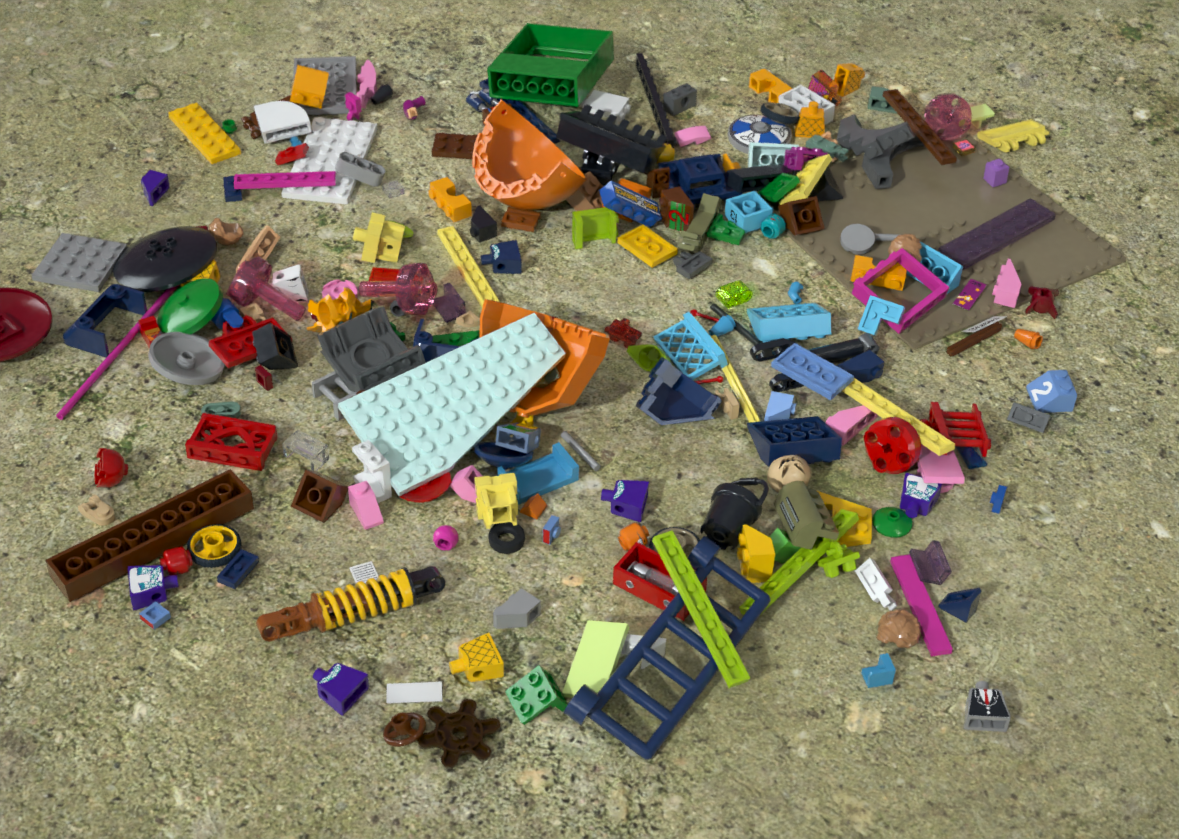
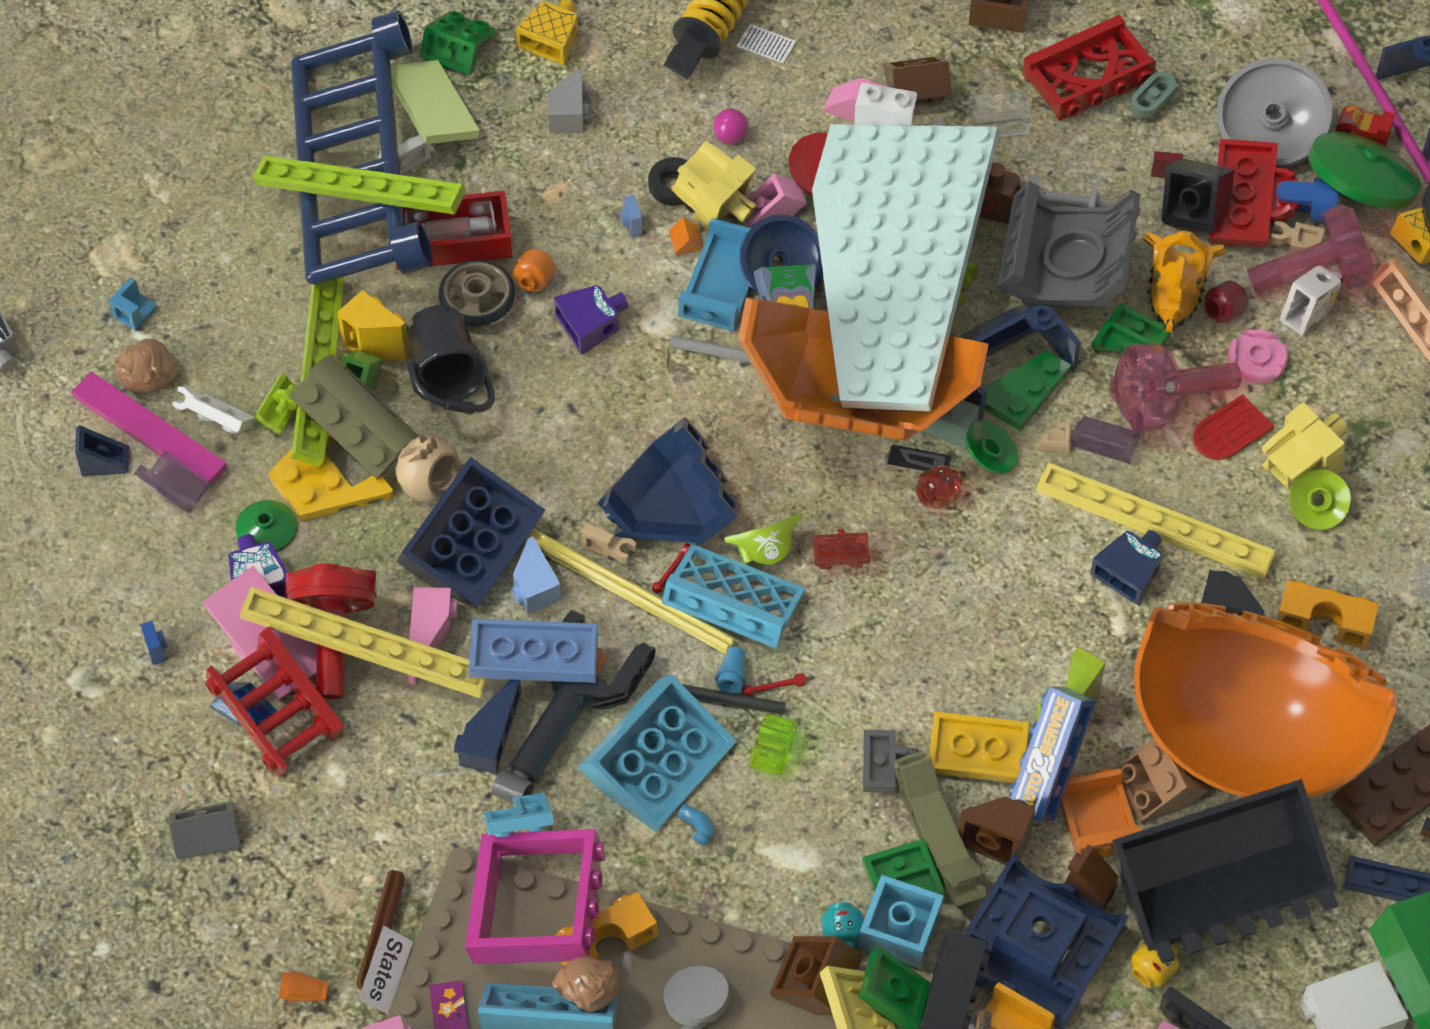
camera: 140 degrees right, 15 degrees up
(1052, 392) = (198, 894): medium blue slope -> none

